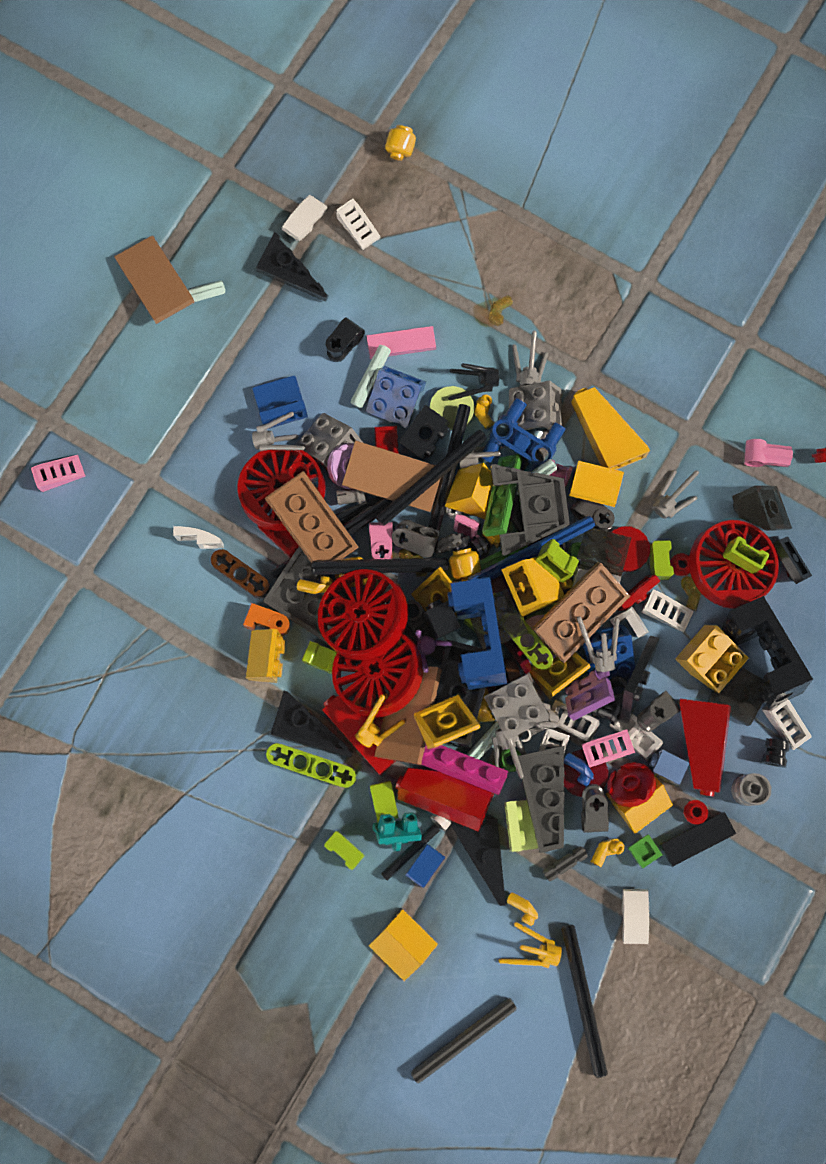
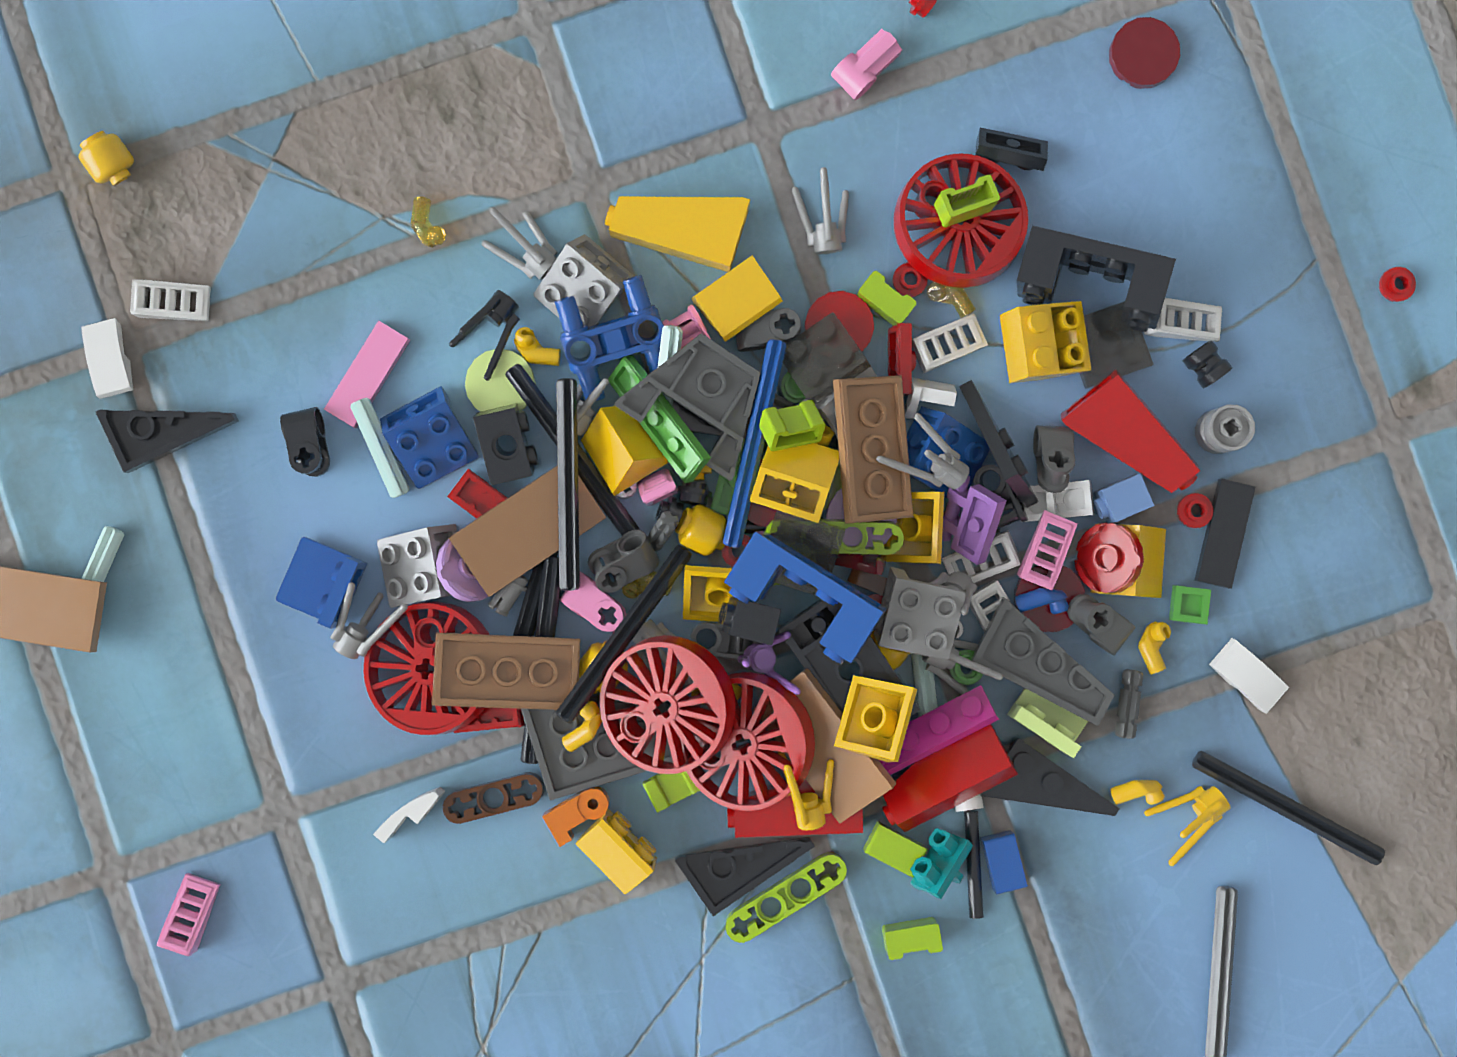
camera: 45 degrees left, 10 degrees up
(403, 945) = (1068, 955): yellow slope -> none
(762, 508) = (926, 129): clear smoke slope -> none

